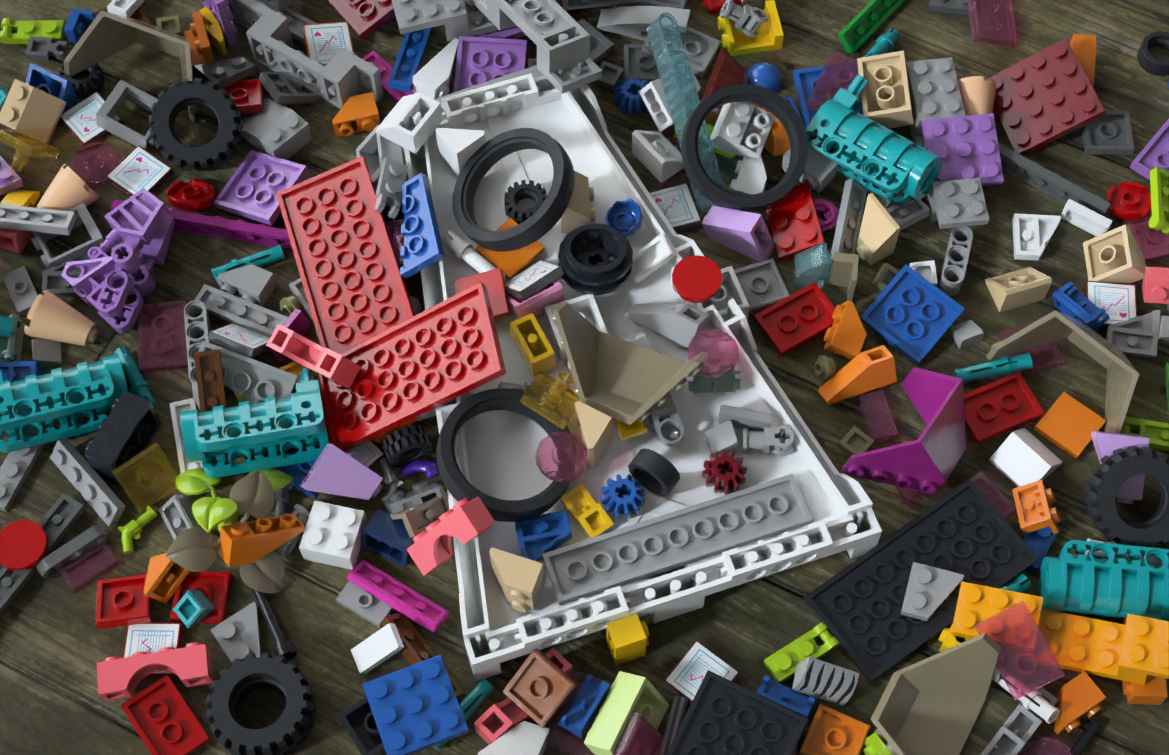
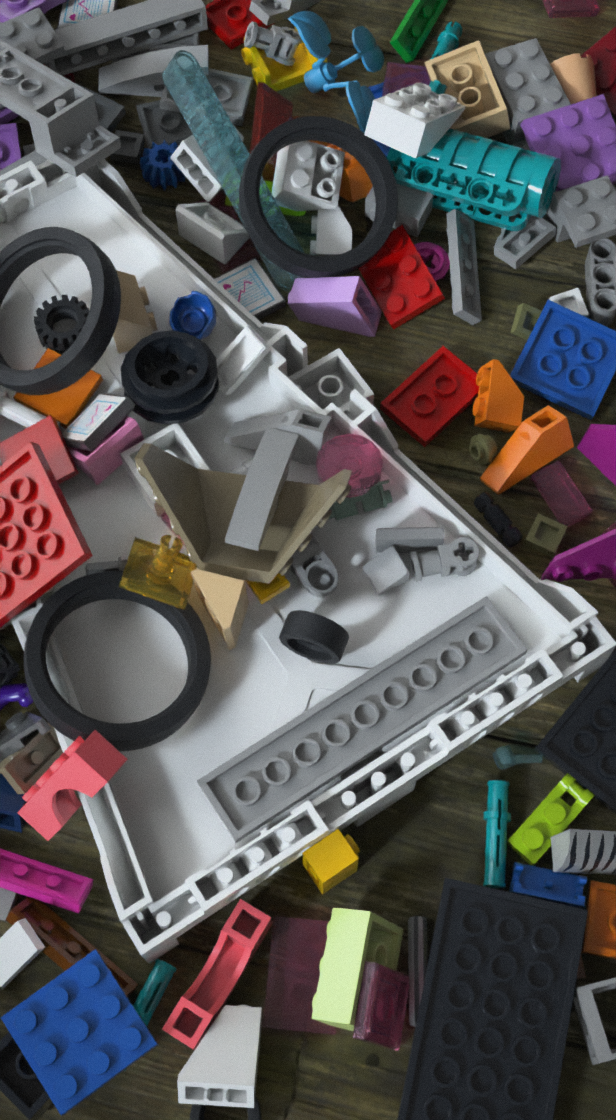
camera: 15 degrees left, 5 degrees up
(518, 579) = (174, 824): tan slope -> none
(532, 344) = (117, 505): yellow brick -> none
(539, 687) = (236, 958): tile -> none
(543, 534) = (190, 755): blue wing -> none
(561, 457) = (191, 646): clear pink tile -> none
(584, 706) = (298, 964): blue hinge -> none
(586, 512) = (239, 708): yellow slope -> none
(615, 489) = (293, 681): blue gear -> none
(642, 354) = (262, 489): none -> light grey slope
(692, 668) = (424, 875): white tile -> none
(696, 279) = (304, 374): red tile -> none
(718, 465) = (414, 616): dark red gear -> none
(761, 285) = (380, 362): light grey tile -> none
(765, 75) = (316, 104): blue hair -> none
(765, 624) = (496, 833): none -> teal pin
(774, 22) = (323, 75): none -> dark azure plant
(779, 601) = (505, 759): none -> clear light blue hand
(811, 266) = (434, 327): clear light blue slope -> none
(822, 423) = (498, 519): none -> black axle
(832, 102) = (412, 119): none -> white slope
(844, 272) = (478, 326): dark tan panel -> none
(877, 232) = (501, 267): tan slope -> none

